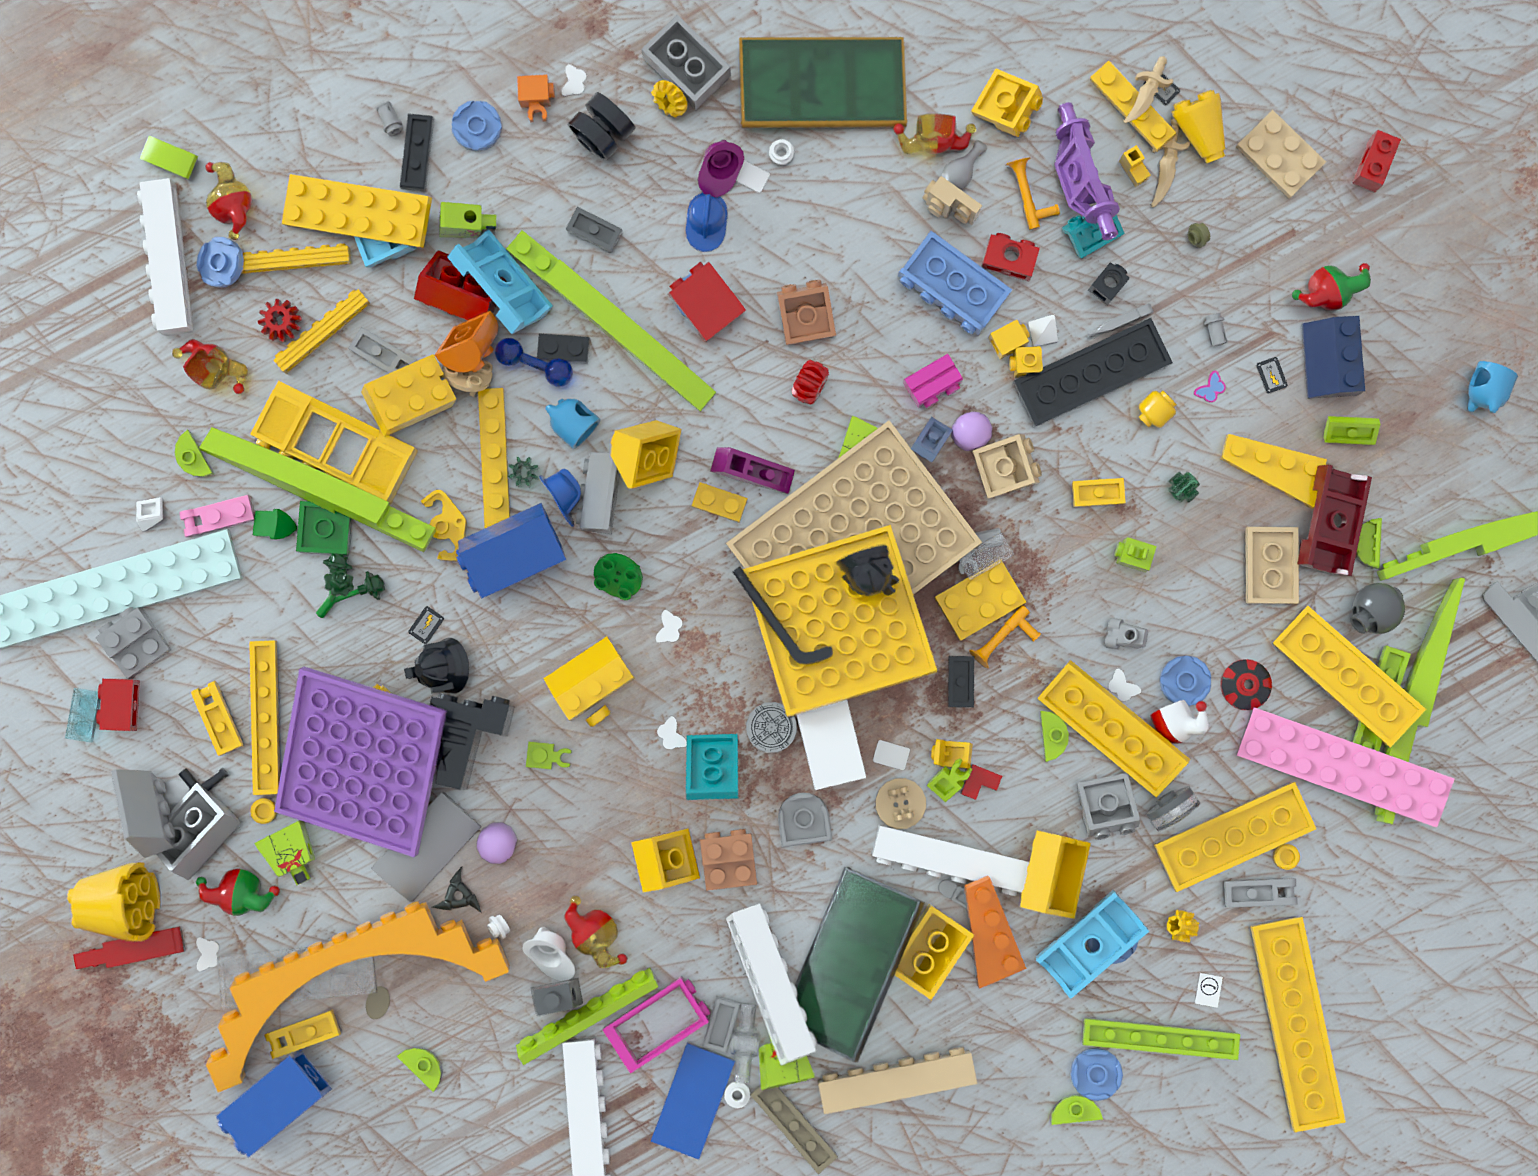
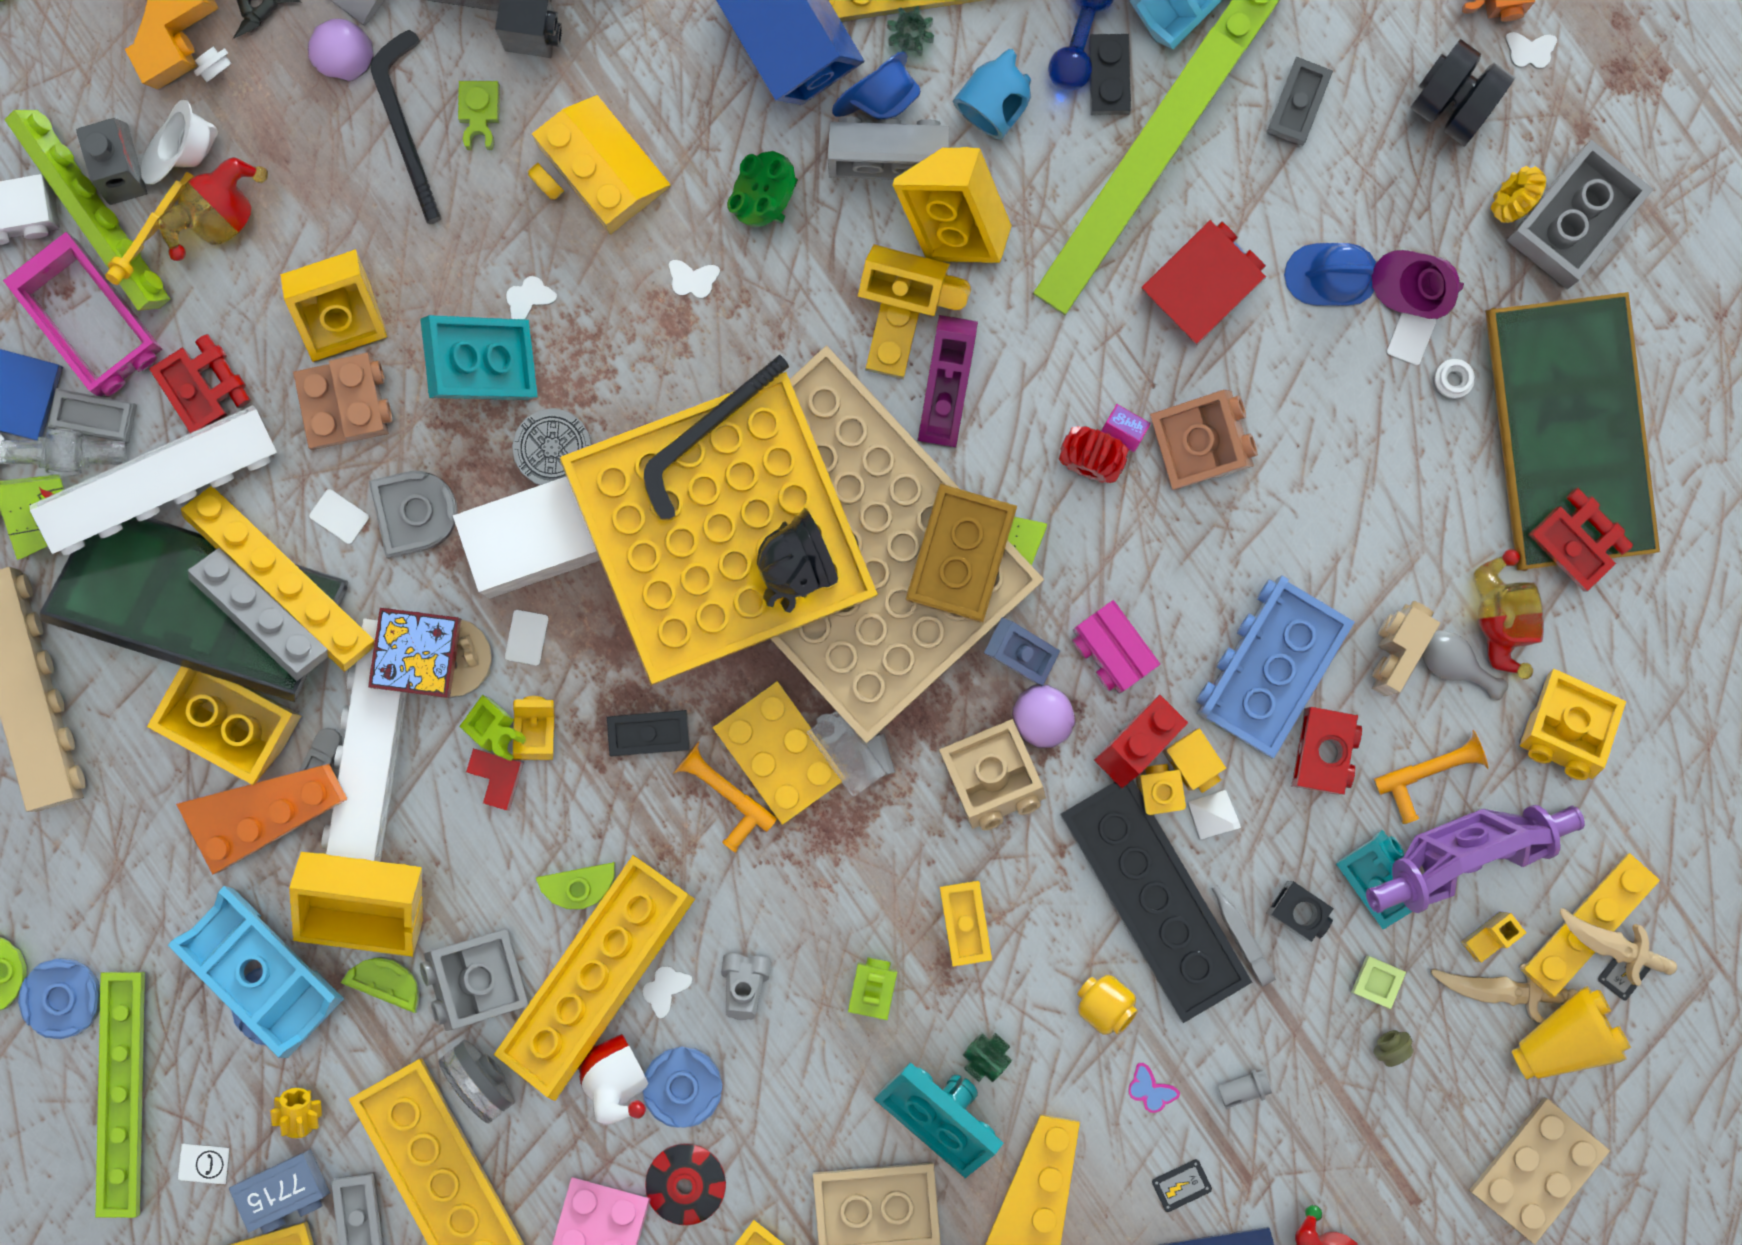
camera: 80 degrees right, 0 degrees up
(513, 818) = (380, 71): none -> black piece
(631, 994) = (120, 267): none -> yellow piece
(688, 486) = (911, 282): none -> yellow brick
(712, 959) = (188, 390): none -> red plate
(793, 360) = (1126, 427): none -> tile
(801, 869) = (339, 516): none -> white sticker
(841, 909) = (272, 570): none -> yellow plate
(864, 922) = (258, 614): none -> light grey plate
(868, 470) = (961, 553): none -> pearl gold tile
(898, 89) = (1573, 548): none -> red plate
(899, 823) = (414, 652): none -> tile
(995, 370) = (1141, 741): none -> red brick
(1103, 863) = (386, 981): none -> lime plate
(1157, 239) = (1378, 982): none -> yellowish green plate
(1219, 518) = (941, 1117): none -> teal plate
(1231, 940) = (280, 1191): none -> sand blue brick

